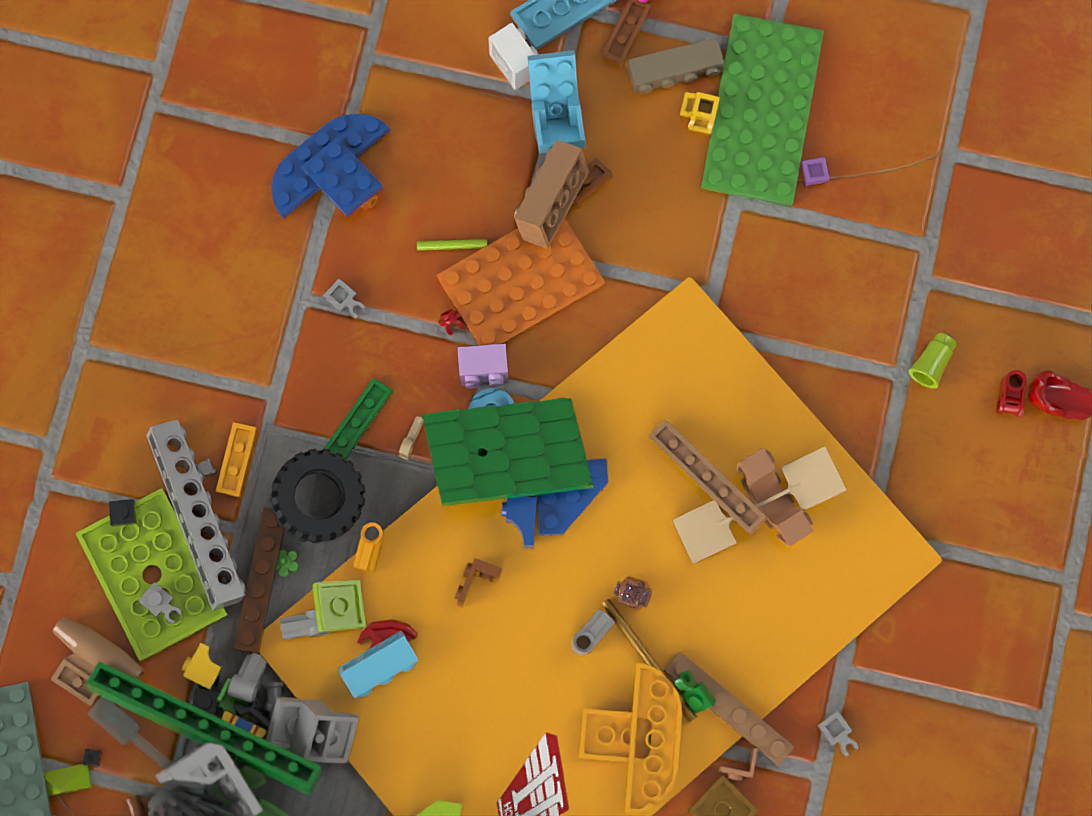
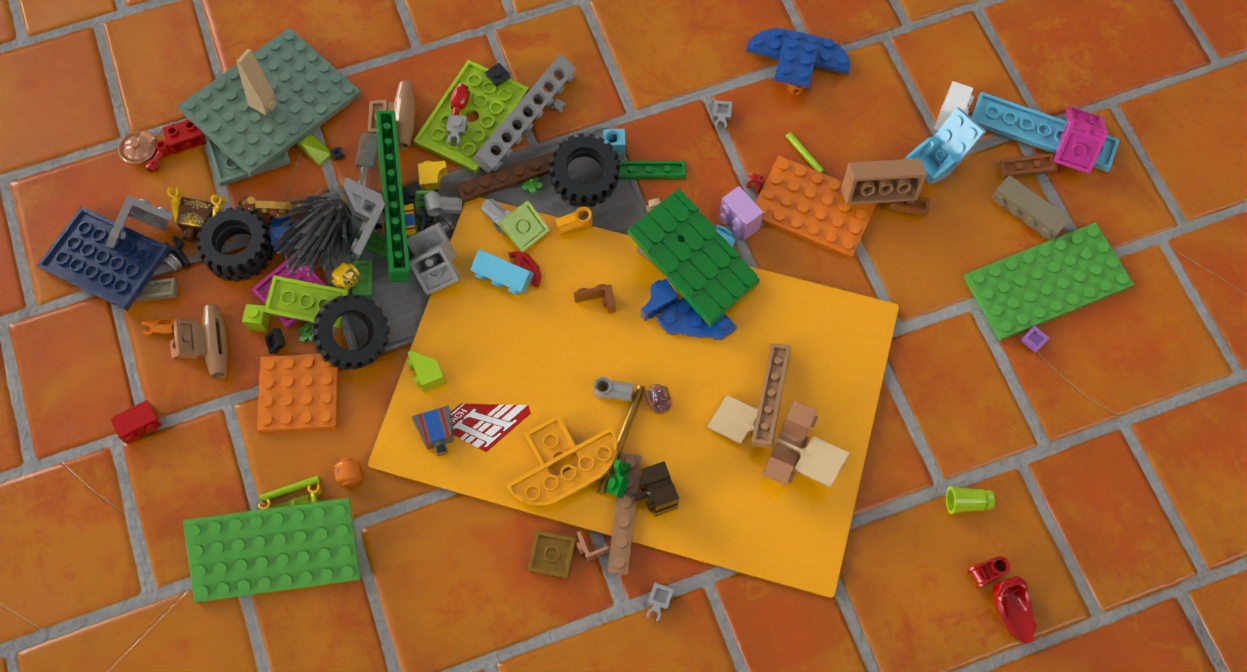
camera: 60 degrees right, 10 degrees down
(125, 576) = (459, 98): none -> red plant
(236, 460) = (576, 117): light orange plate -> none
(296, 428) = (615, 135): none -> medium azure brick
(701, 110) = (1014, 241): yellow brick -> none
(733, 660) = (658, 489): none -> dark brown brick

